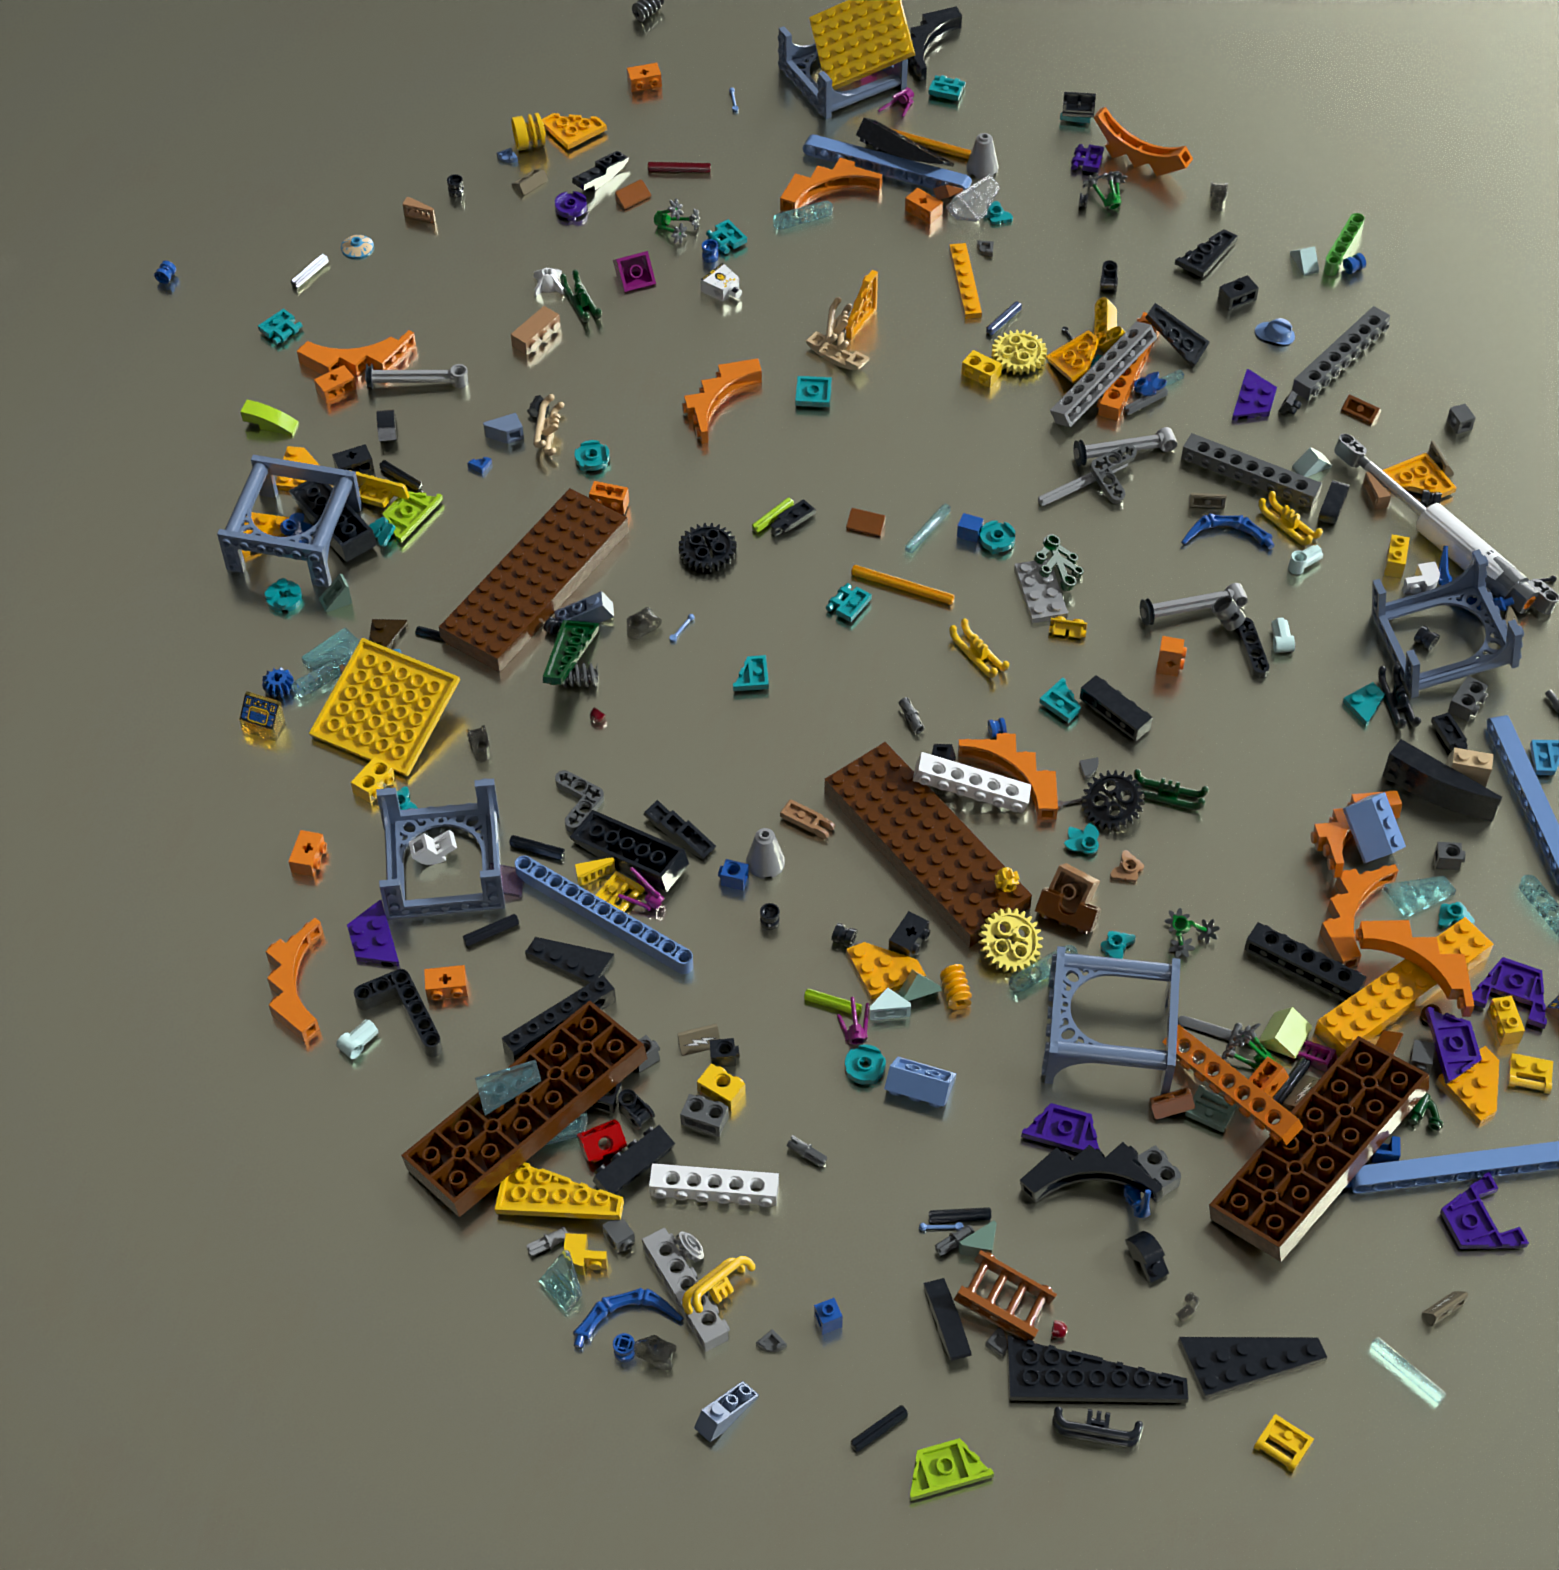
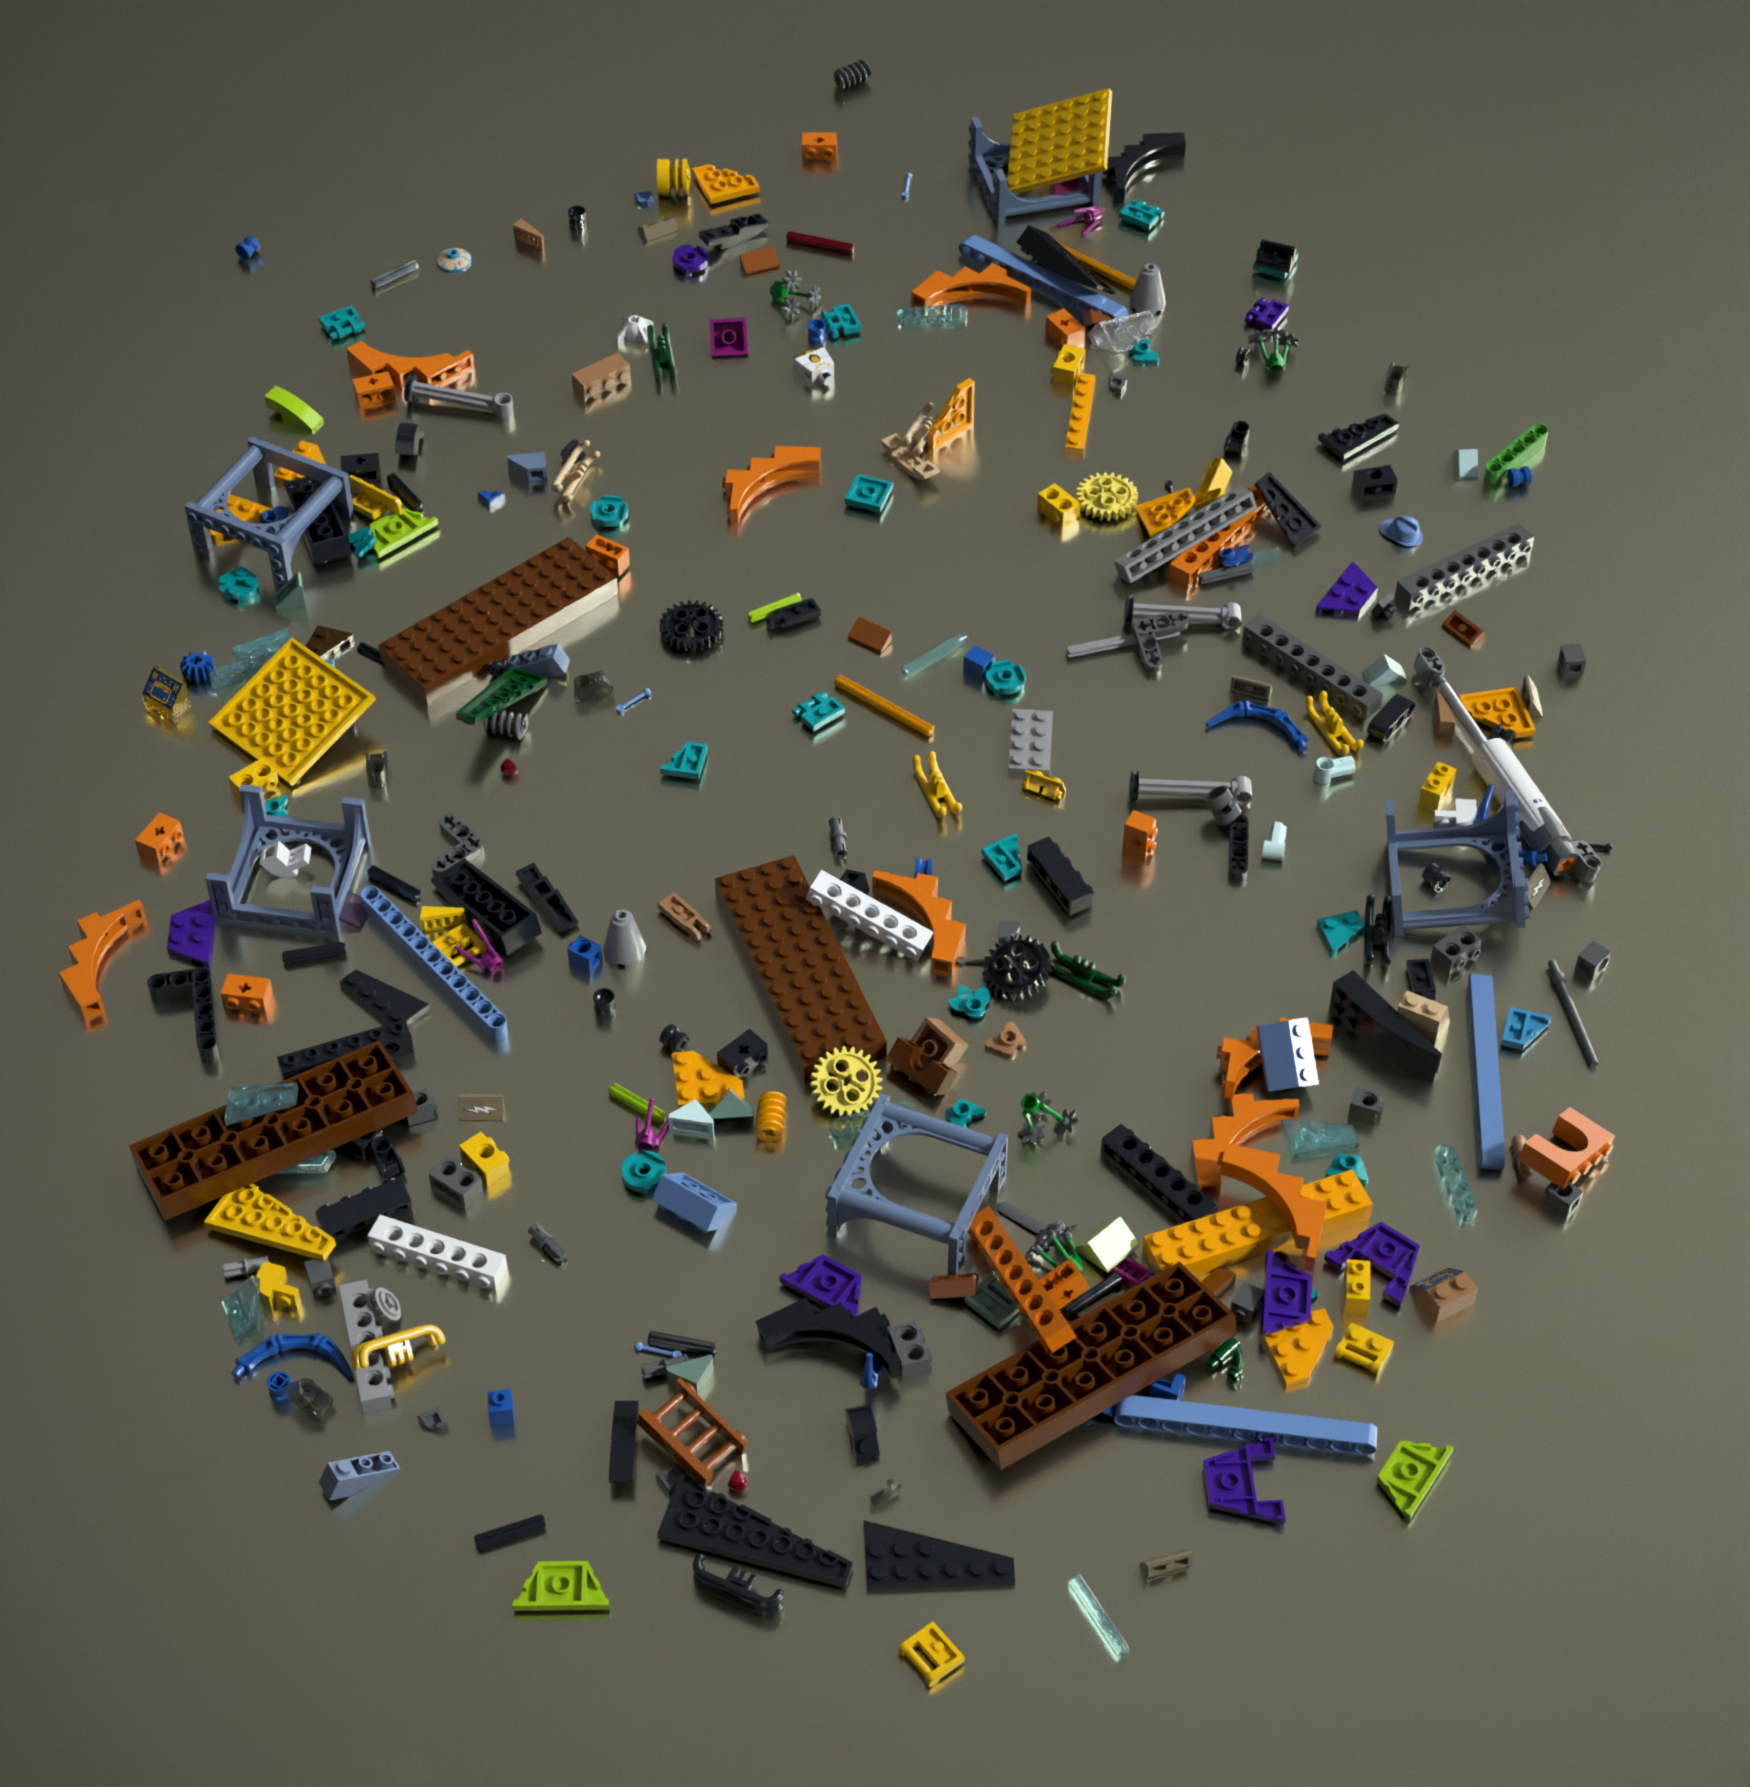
camera: 15 degrees right, 5 degrees down
(353, 1043) = (130, 1030): light aqua piece -> none
(590, 1138) = (350, 1173): red brick -> none
(724, 1045) = (500, 1125): black brick -> none
(939, 238) = (1067, 365): none -> yellow brick
(1004, 318) = (1106, 459): dark blue axle -> none
(1007, 879) = (861, 1017): yellow gear -> none
(1052, 544) = (1060, 696): plant -> none
(1121, 142) = (1324, 317): orange arch -> none

